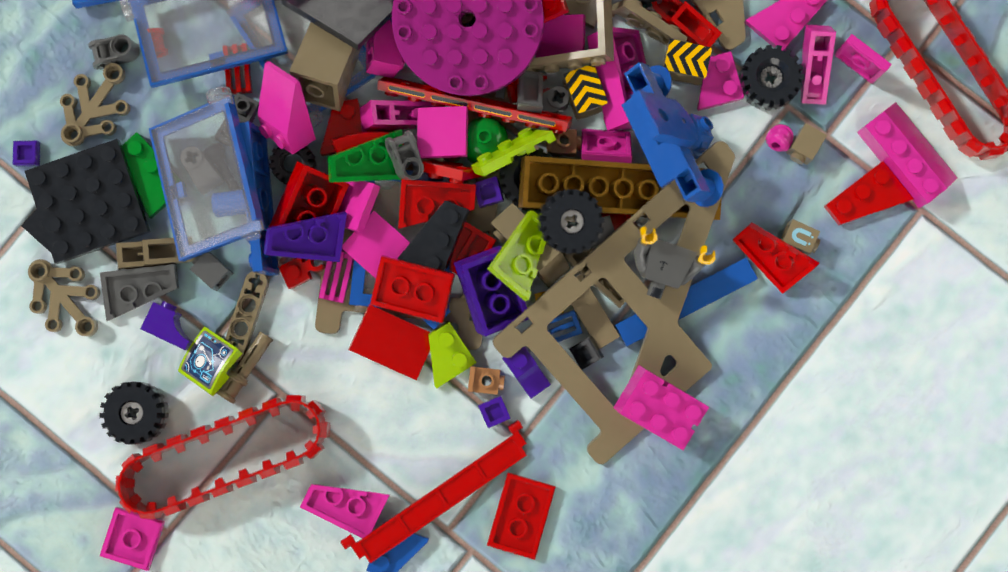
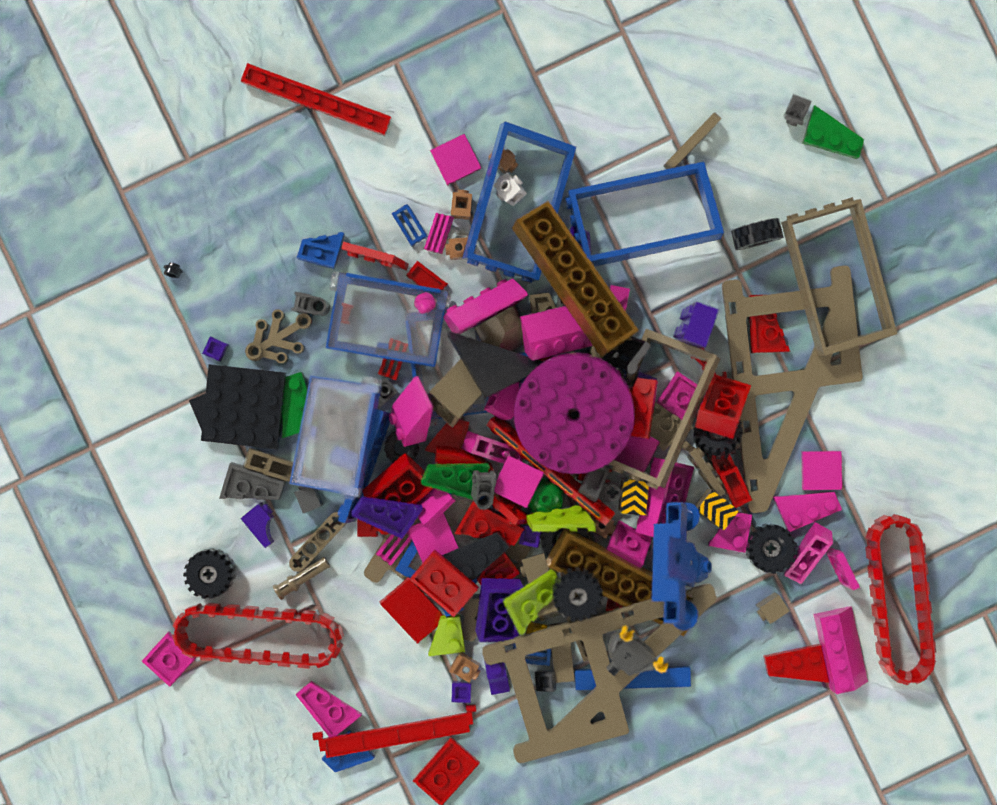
camera: 25 degrees right, 5 degrees up
(60, 295) = (194, 464): dark tan plant -> none
(208, 361) = (278, 563): slope -> none
(660, 407) = (578, 751): dark pink piece -> none
(774, 257) = (709, 678): red wing -> none
(779, 137) = (756, 594): dark pink piece -> none
(801, 237) = (734, 672): dark tan brick -> none

